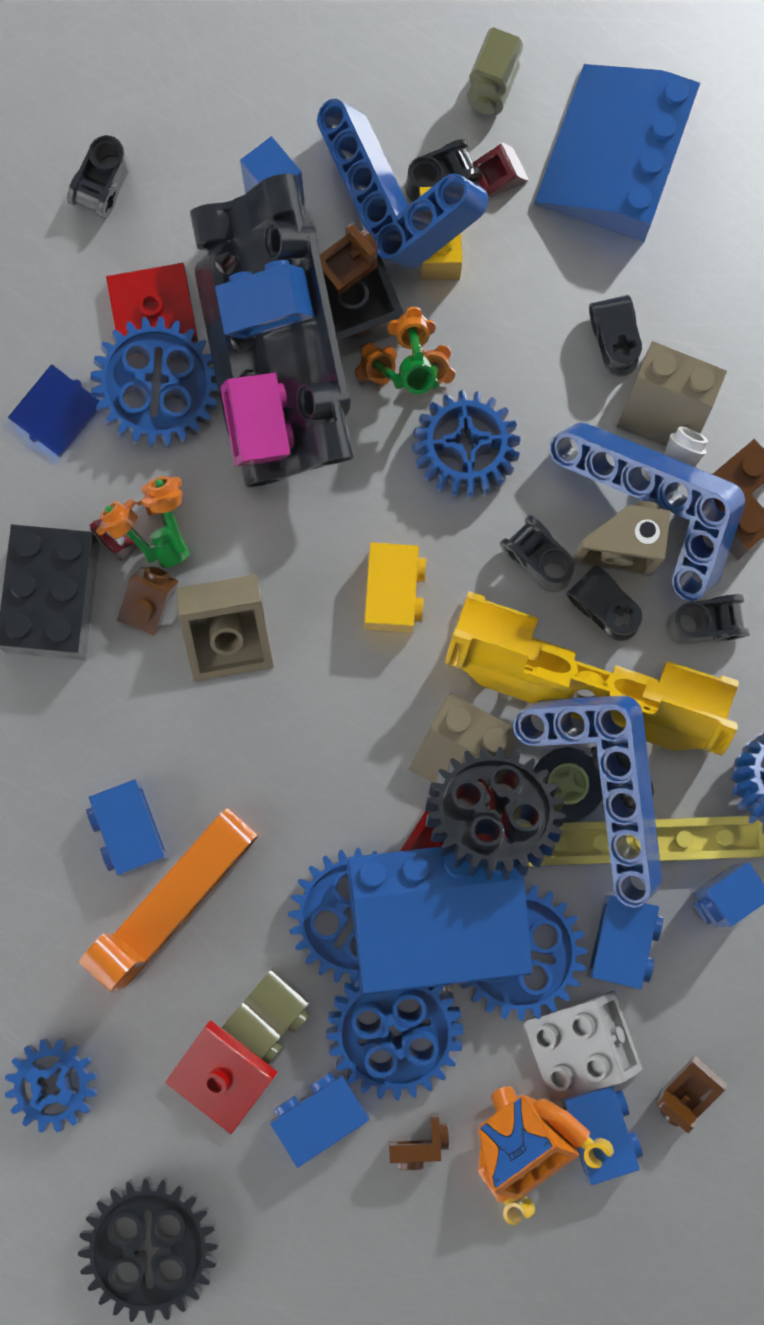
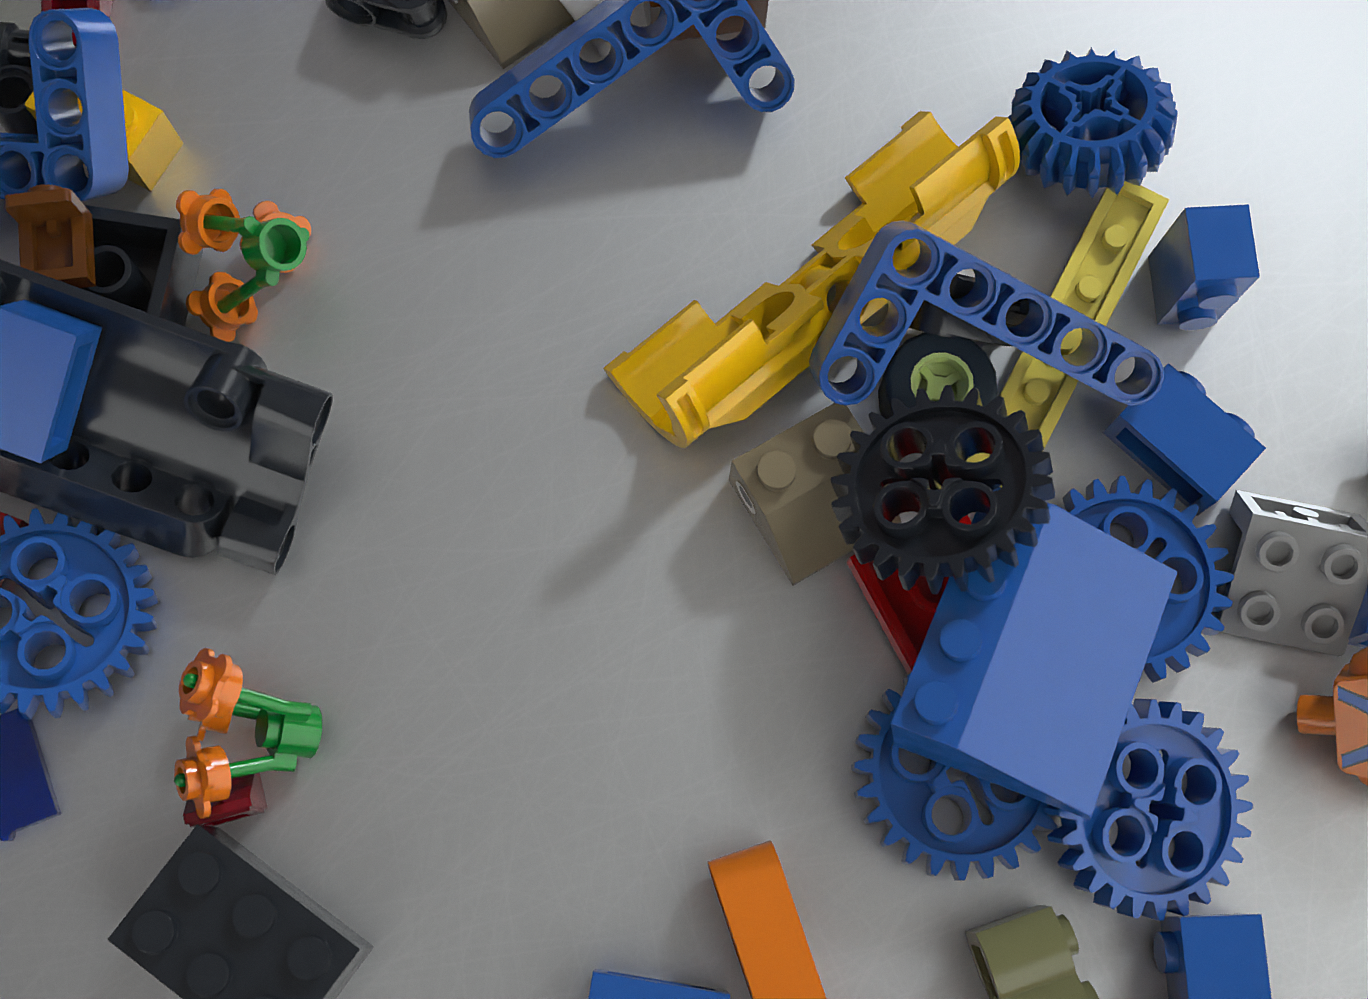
camera: 60 degrees left, 5 degrees down
(147, 599) = (343, 805): reddish brown bracket -> none
(224, 627) = (452, 717): dark tan slope -> none
(256, 419) = (190, 494): dark pink brick -> none
(392, 587) = (539, 458): yellow brick -> none
(413, 1153) = (1327, 876): reddish brown bracket -> none
(480, 442) = (422, 213): blue gear -> none
(535, 548) = (609, 249): black piece -> none
(600, 598) = (721, 207): black piece -> none
(628, 541) = (671, 121): dark tan slope -> none
(716, 620) = (826, 93): black piece -> none

